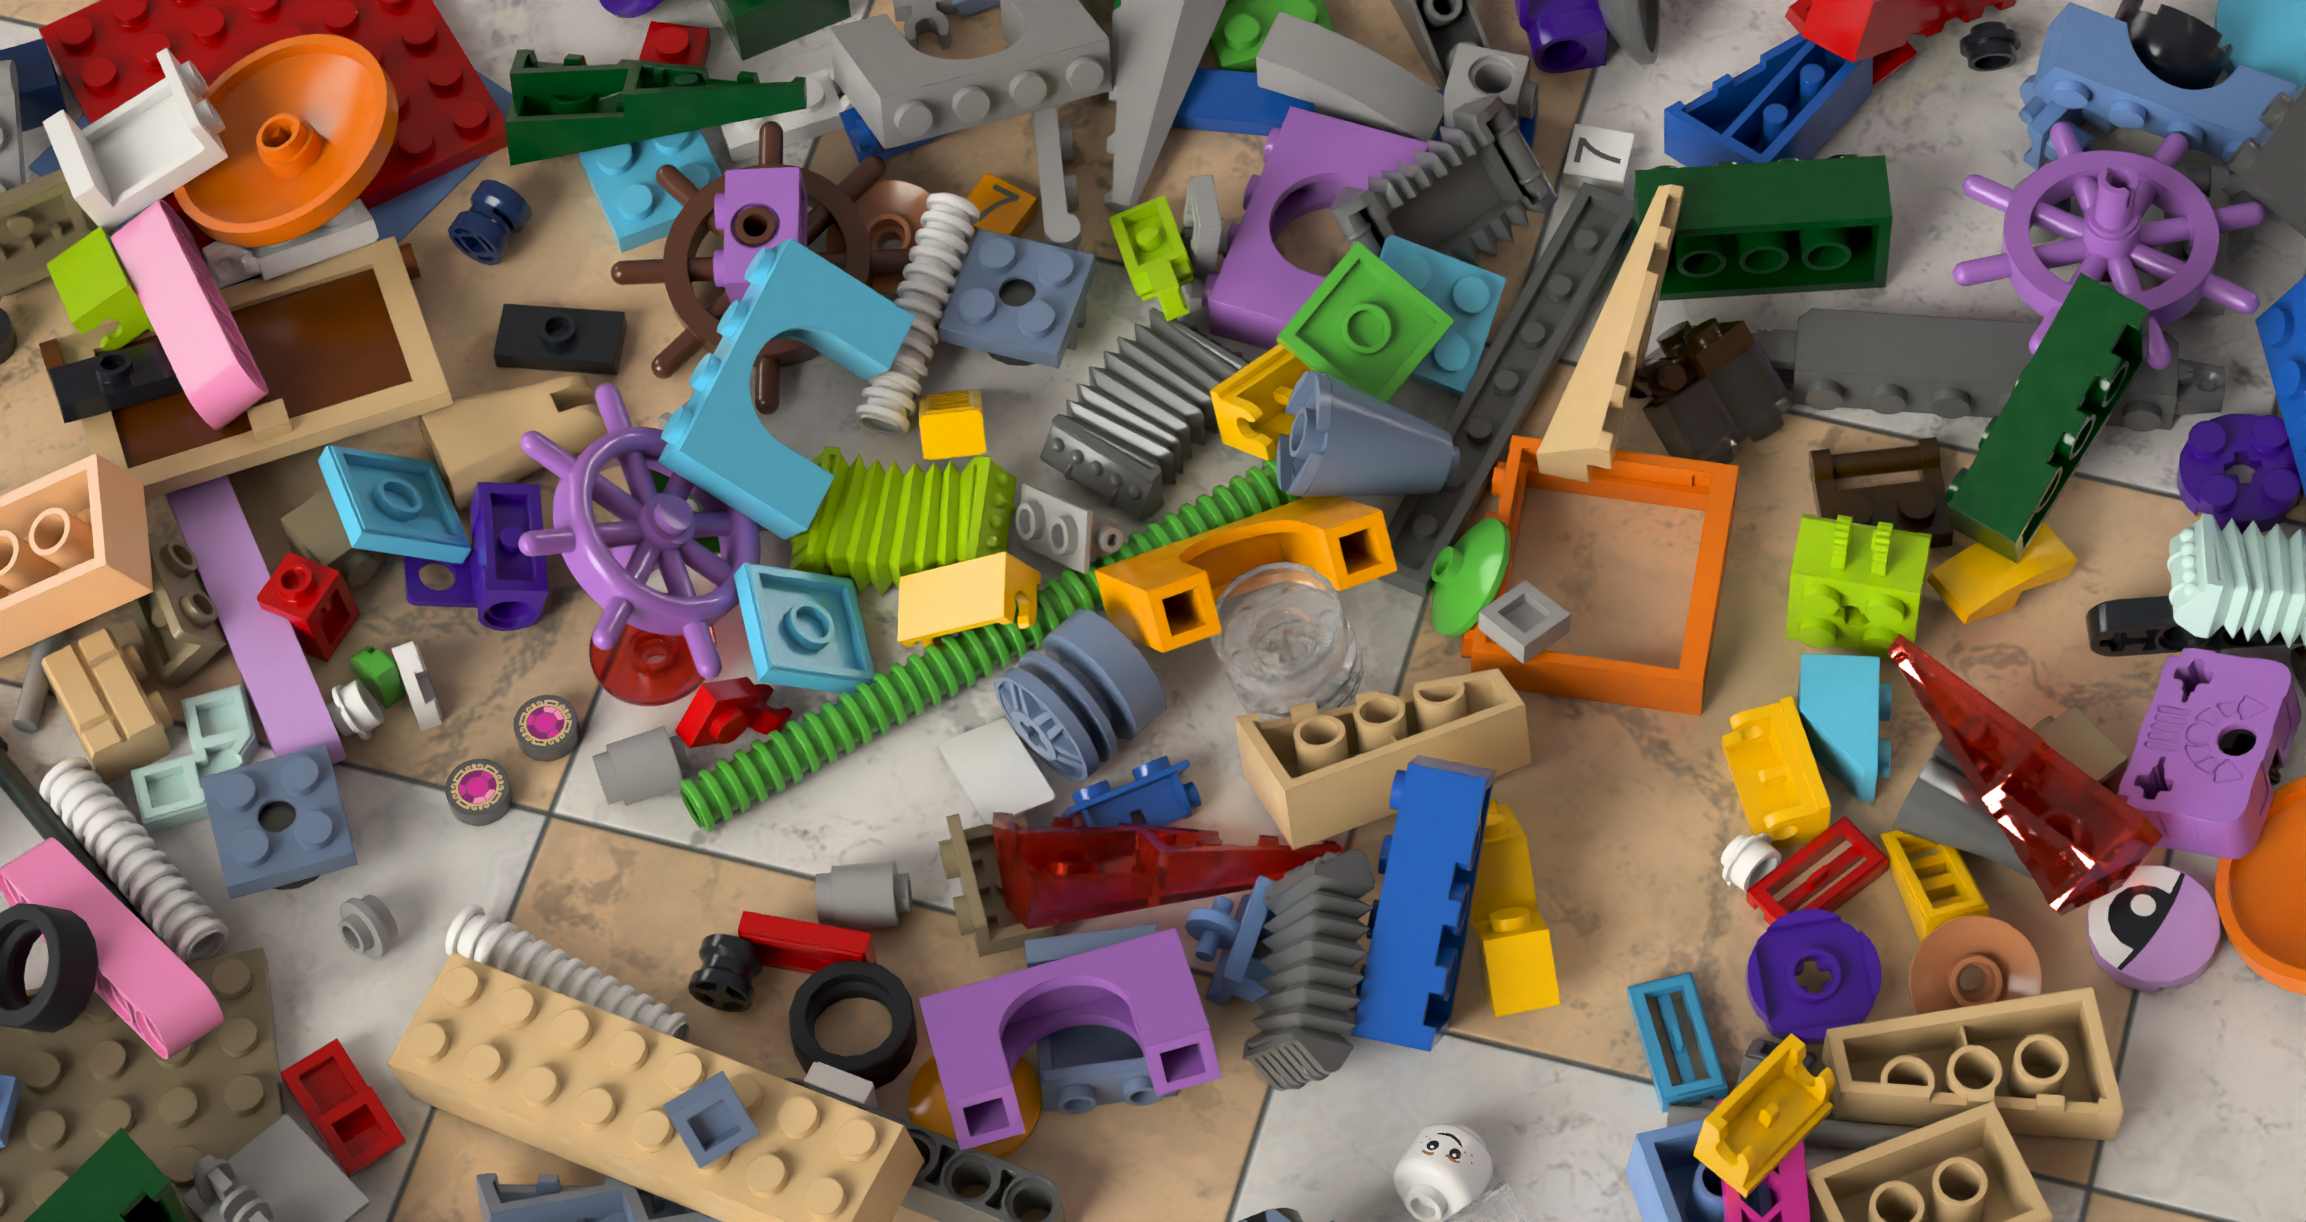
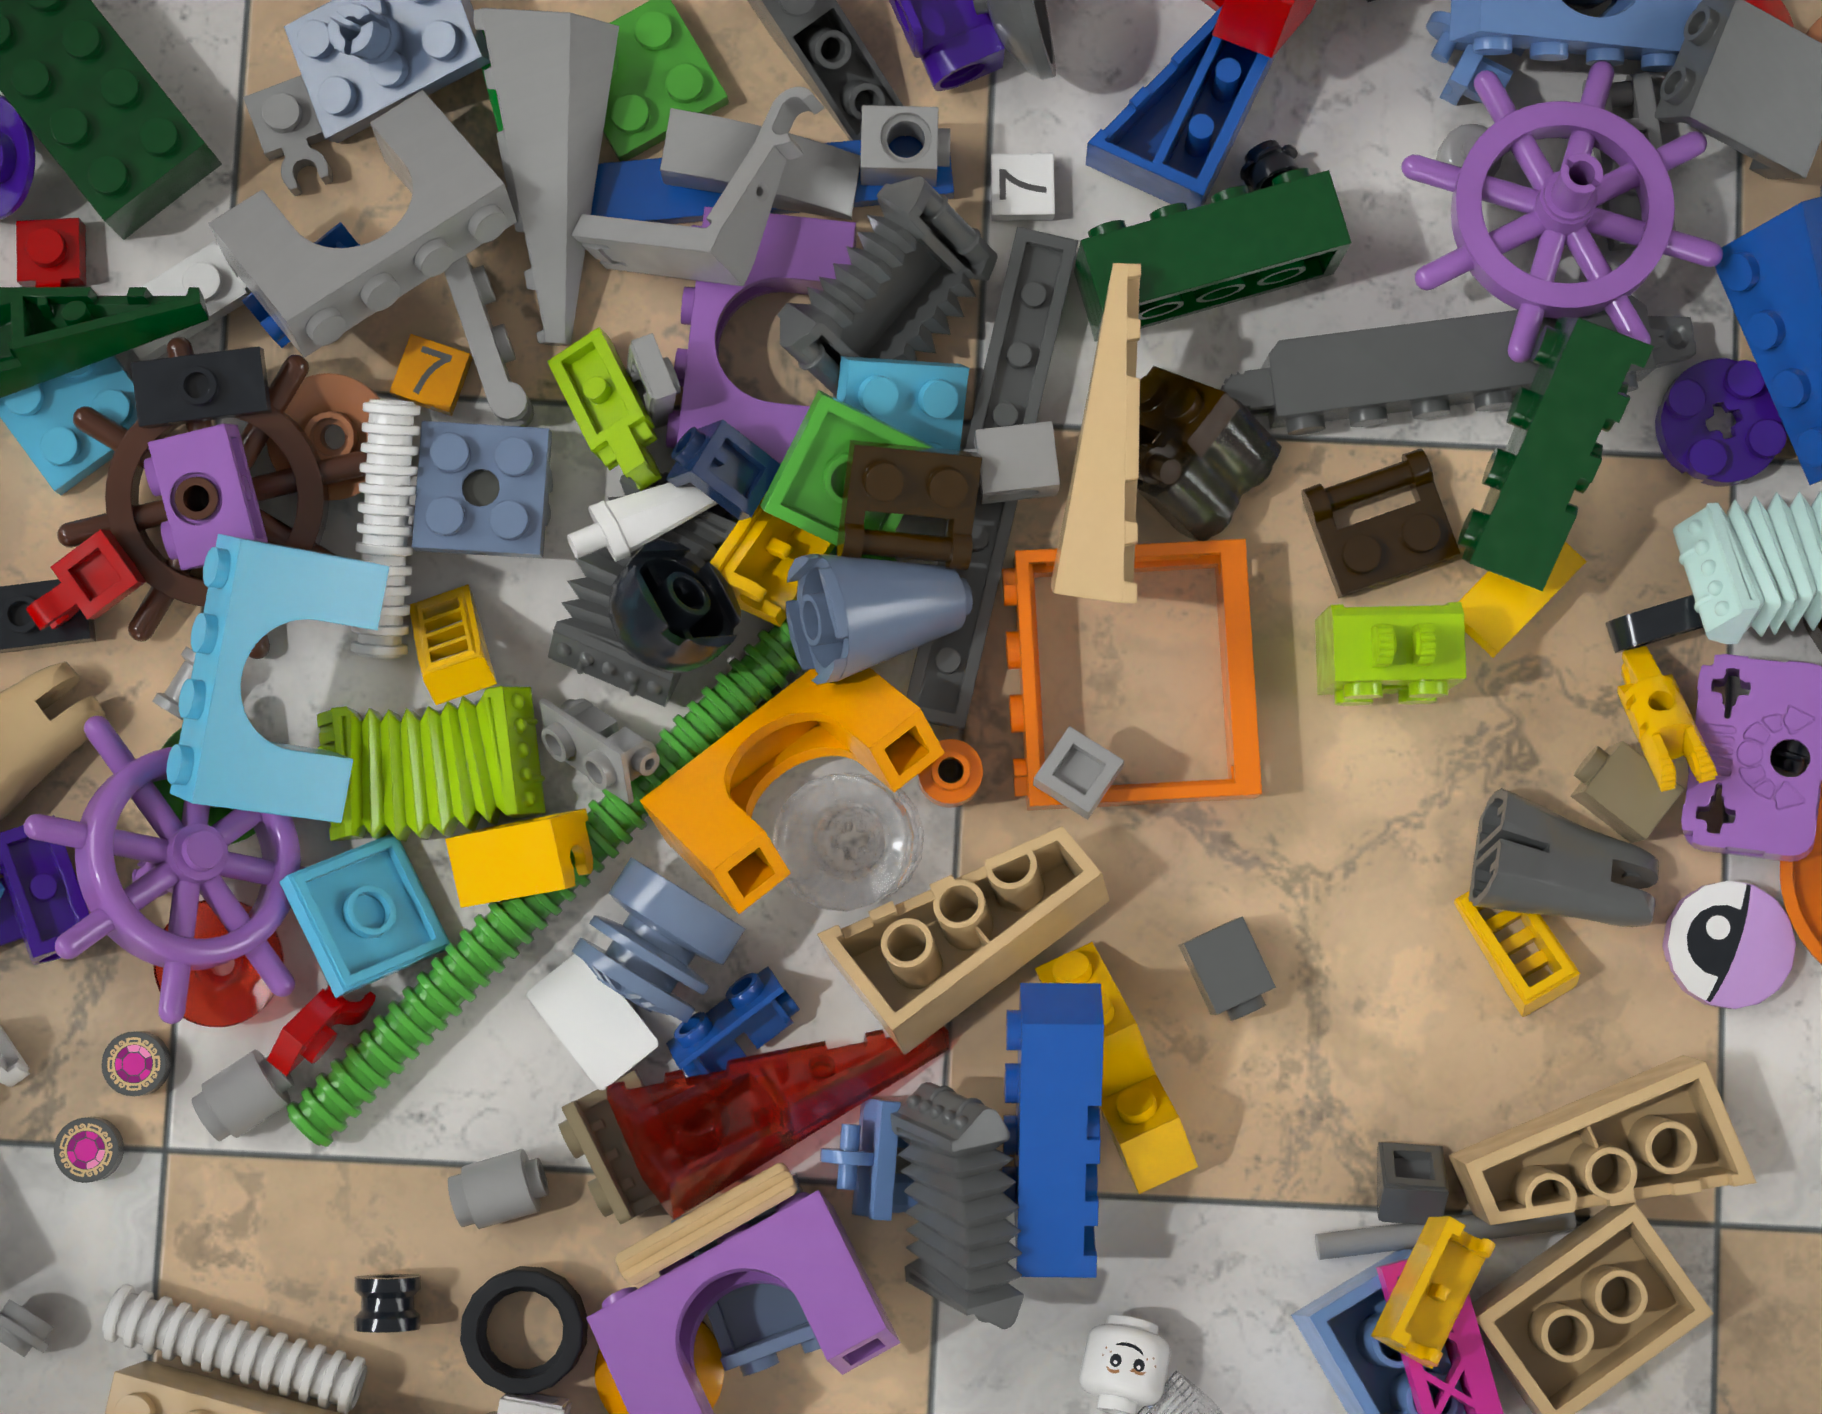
camera: 20 degrees left, 25 degrees up
(634, 299) = (91, 580): none -> red plate
(802, 944) = (457, 1259): red tile -> none
(816, 151) = (201, 387): none -> black plate
(1058, 939) = (706, 1224): none -> tan axle
(1160, 337) = (638, 519): none -> white bar
(1164, 405) = (671, 609): none -> black cylinder
(1250, 301) = (723, 467): none -> dark blue bracket
(1287, 124) = (737, 222): none -> light grey hinge
(1401, 617) = (958, 793): none -> orange brick
(1423, 340) = (909, 483): none -> dark brown plate
(1469, 576) = (1010, 718): bright green dish -> none
(1528, 359) = (1017, 462): none -> light grey brick
(1634, 841) = (1228, 969): none -> dark grey brick
(1690, 1089) = (1283, 1114): dark azure tile -> none
(1749, 860) = (1339, 960): white plate -> none
(1776, 774) = (1346, 864): yellow hinge -> none
(1835, 948) = (1459, 1094): dark purple plate -> none
(1841, 717) = (1397, 789): medium azure slope -> none
(1876, 865) = (1372, 1002): red tile -> none
(1997, 948) = (1580, 1049): nougat dish -> none
(2058, 818) = (1628, 871): clear red wedge -> none
(2118, 695) = (1661, 720): none -> yellow hinge

